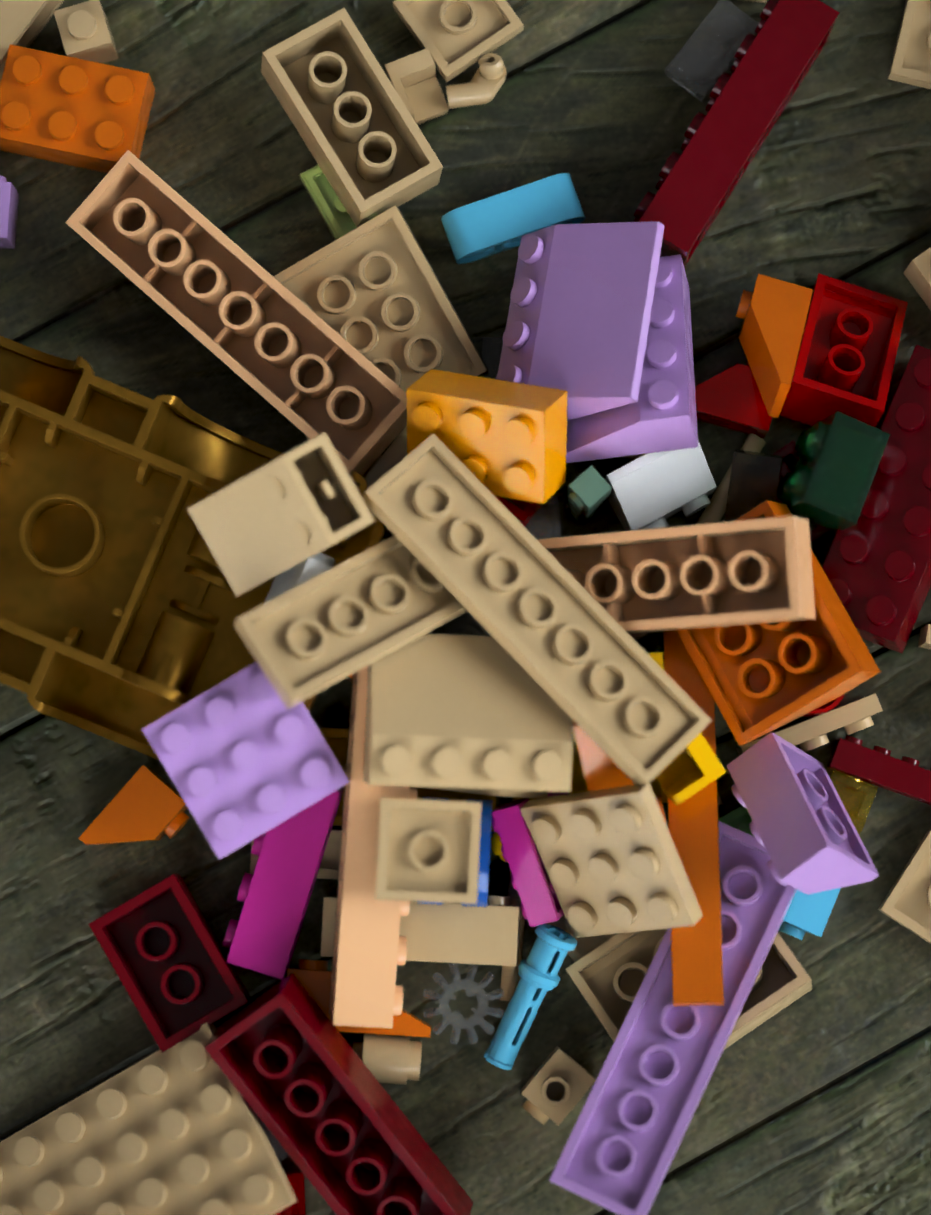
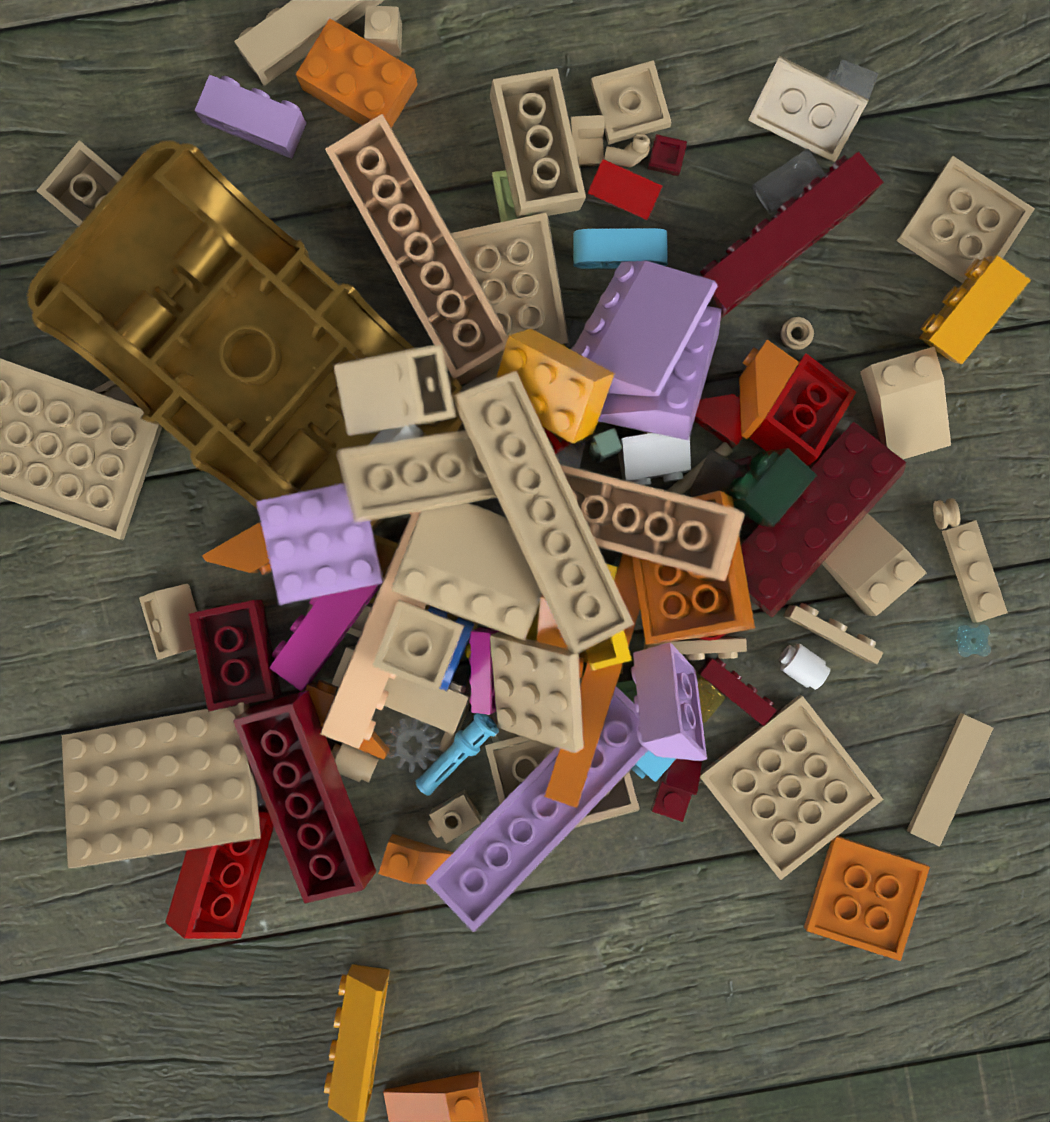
camera: 15 degrees right, 5 degrees up
(61, 948) = (169, 619): none -> tan panel
(491, 137) = (625, 189): none -> red hinge
(517, 1171) = (411, 860): none -> orange slope
(533, 69) = (667, 155): none -> dark red tile
(804, 238) = (803, 326): none -> tan plate
(854, 936) = (676, 788): none -> dark red slope

